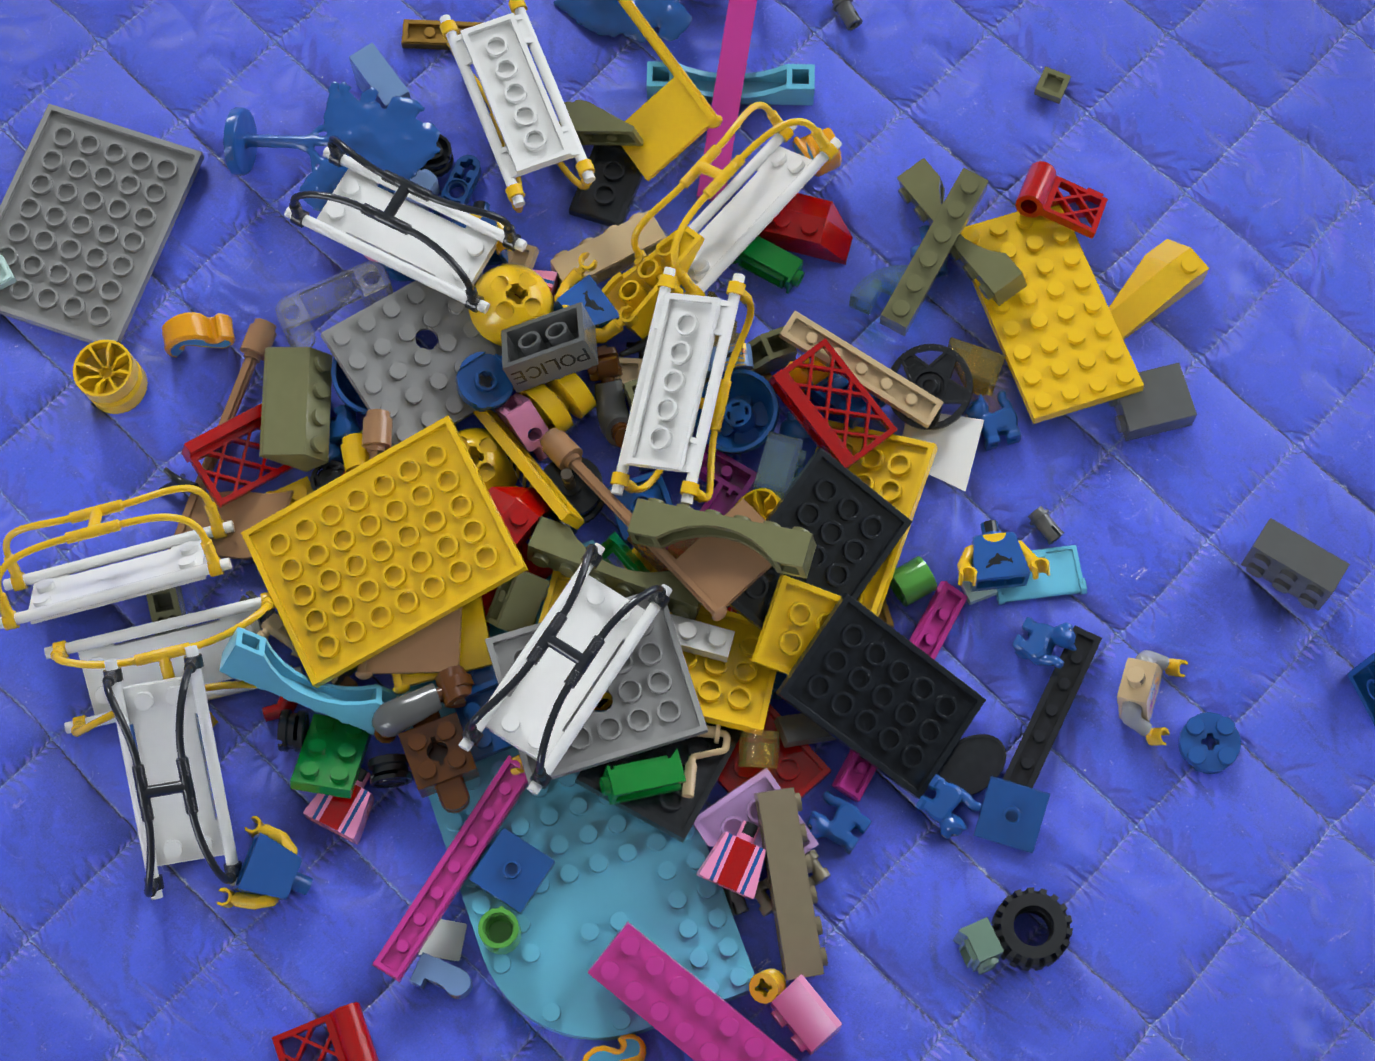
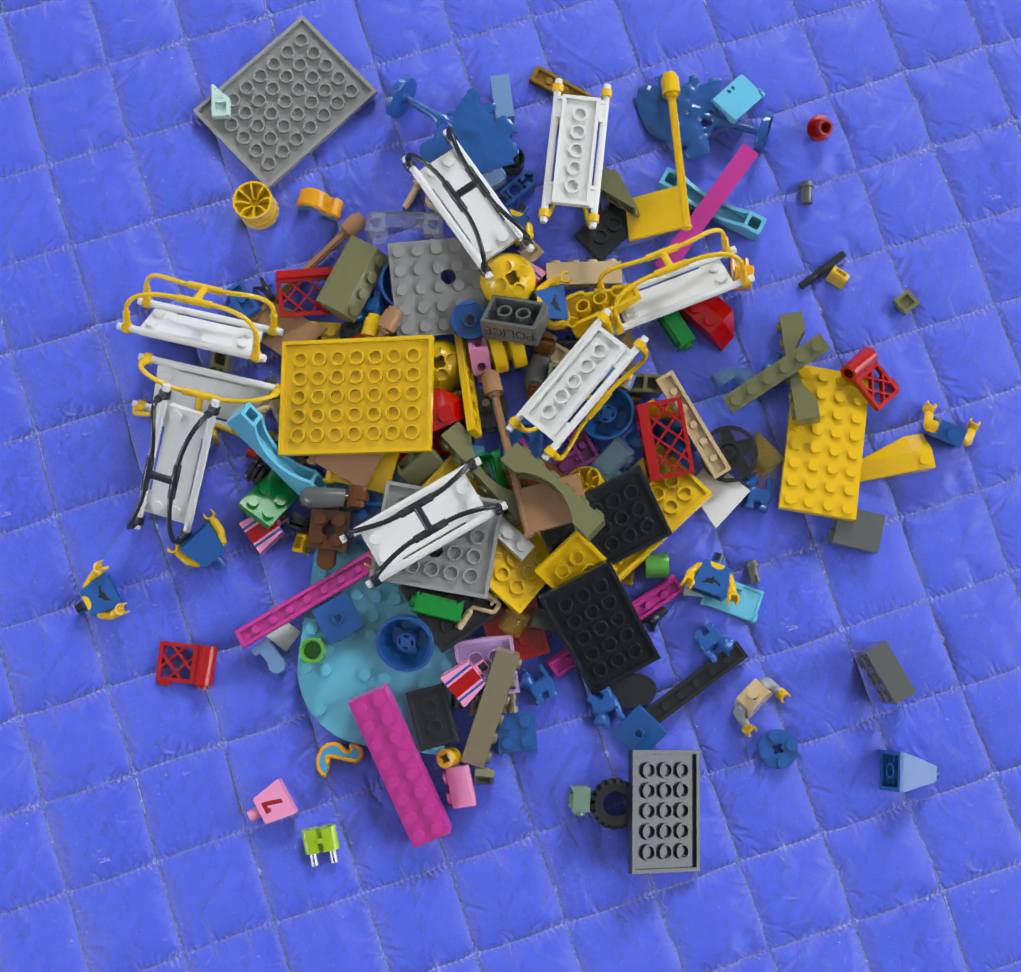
camera: 20 degrees right, 10 degrees up
(153, 1015) = (101, 595): none -> torso
(154, 506) = (243, 305): none -> blue plate
(321, 247) = (413, 193): none -> tan piece
(406, 799) = (300, 544): none -> yellow slope
(617, 865) = (402, 651): none -> blue piece
(715, 938) = (432, 717): none -> black tile
(831, 985) = (484, 776): none -> olive plate
(845, 905) = (517, 732): none -> blue plate
(920, 98) = (821, 270): none -> black bar
(946, 97) = (837, 277): none -> yellow slope
(949, 651) = (653, 620): none -> black bar
(1104, 901) = (663, 811): none -> plate
(1196, 217) = (948, 431): none -> torso

